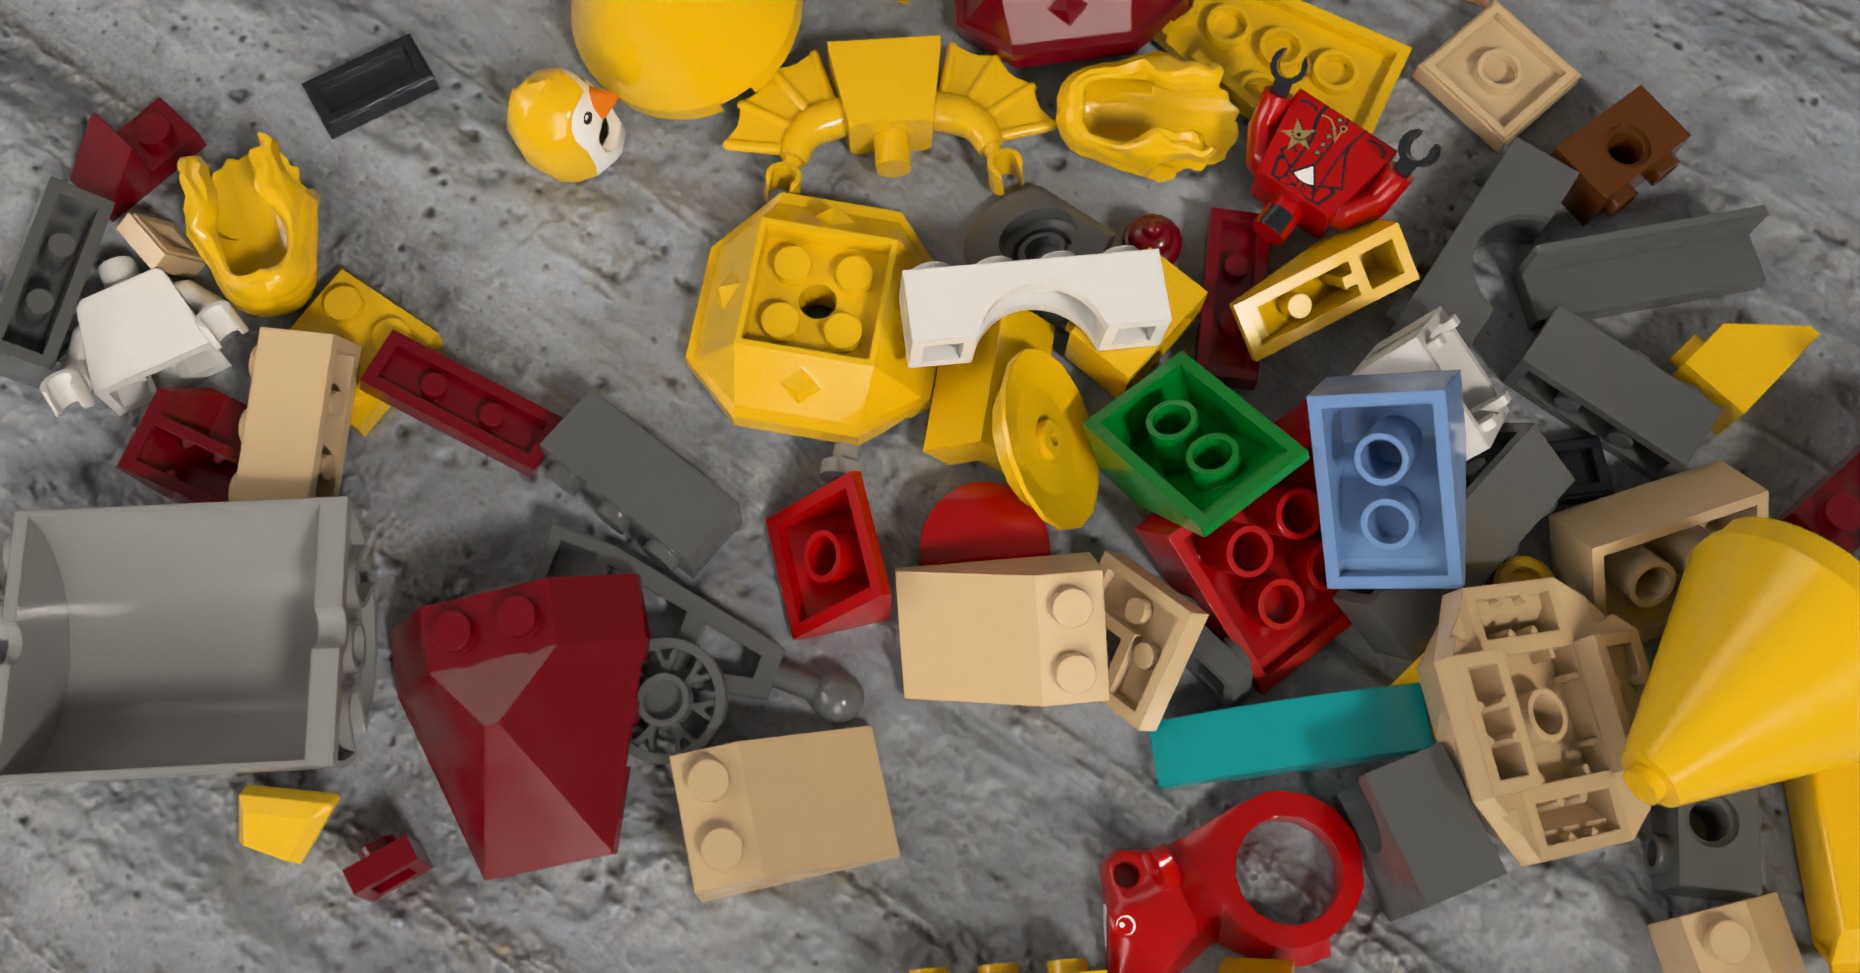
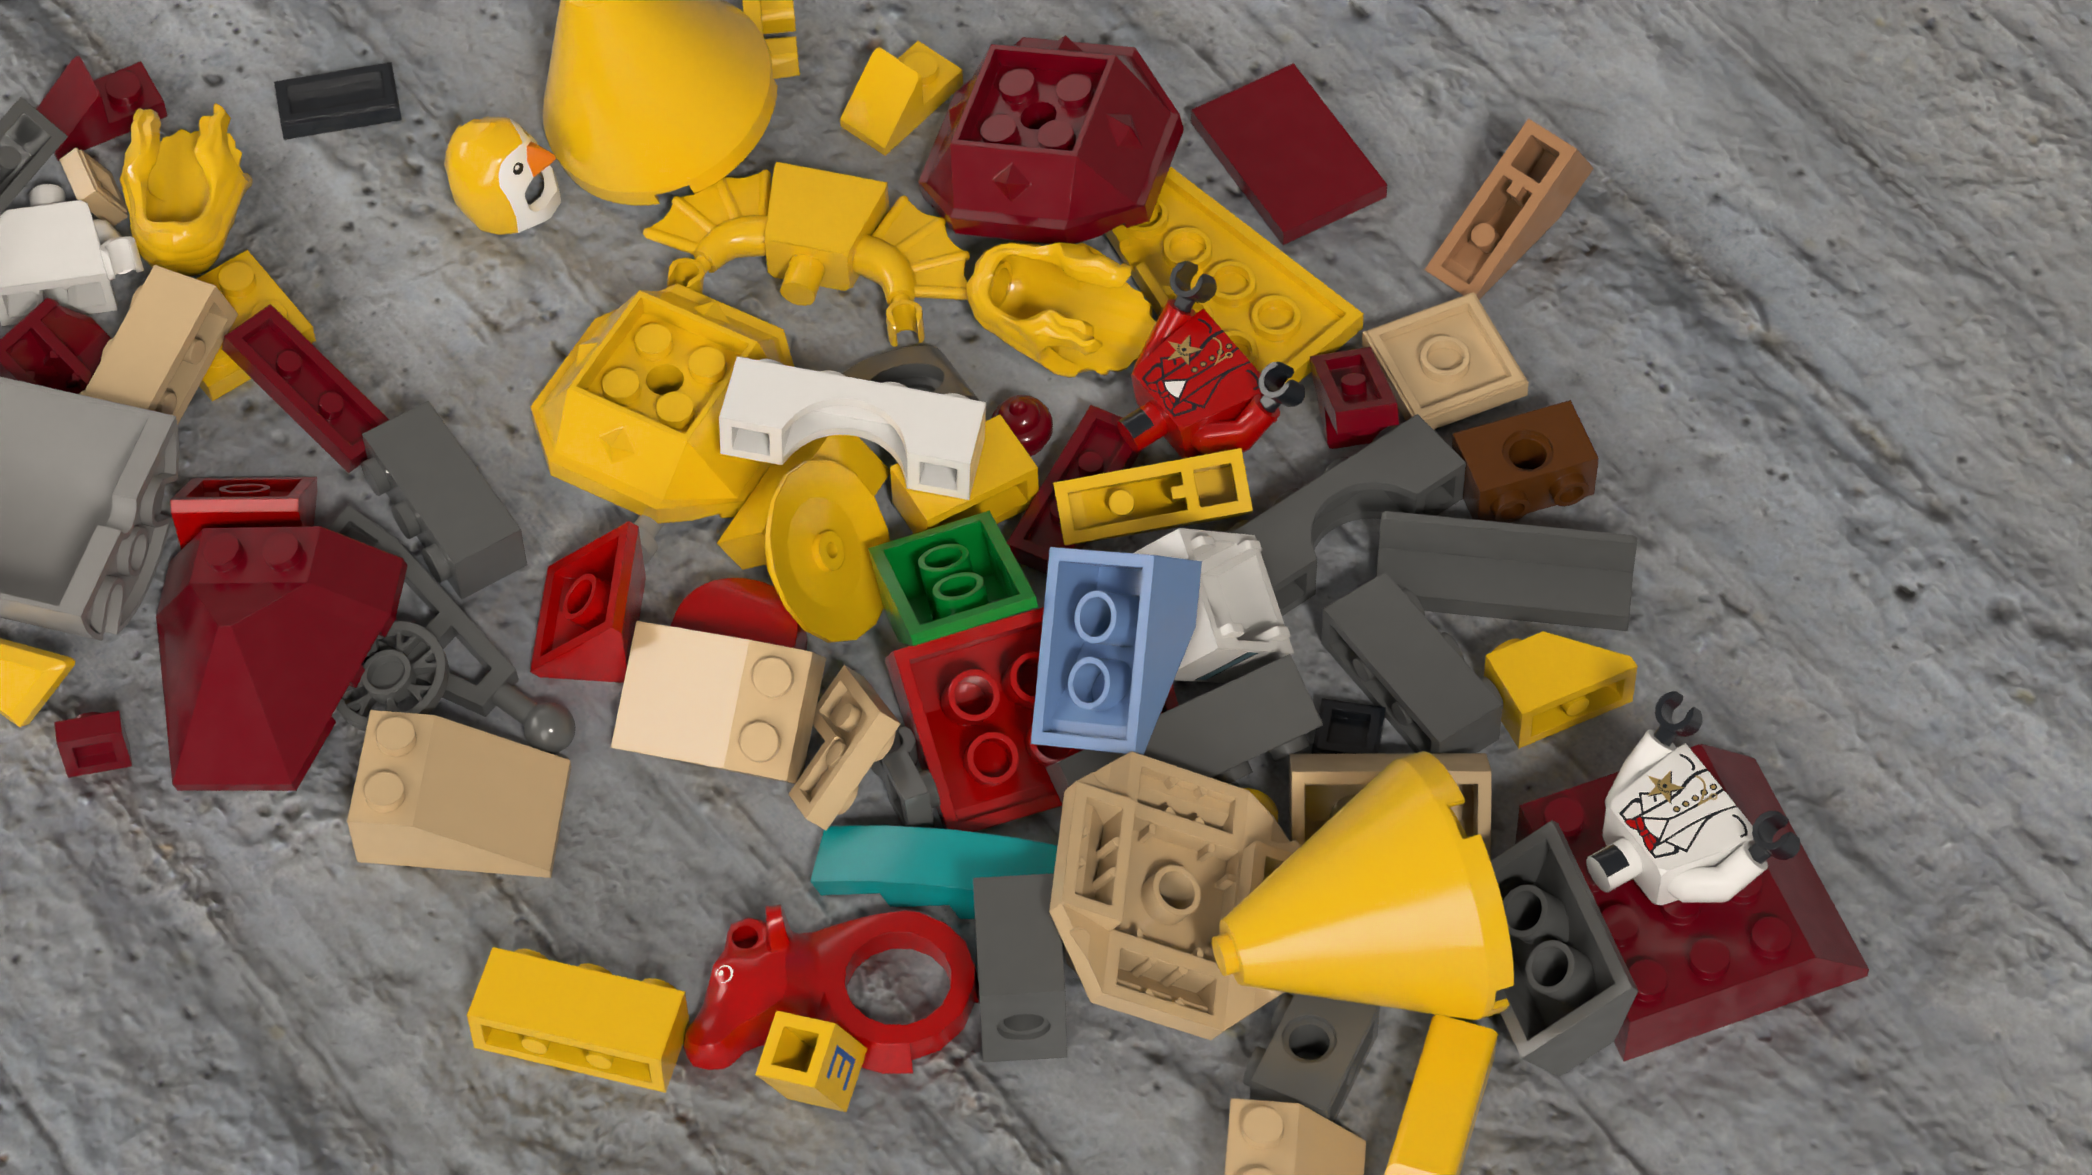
camera: 25 degrees right, 15 degrees down
(447, 555) = (243, 504): none -> red slope
(1464, 133) = (1352, 397): none -> dark red slope

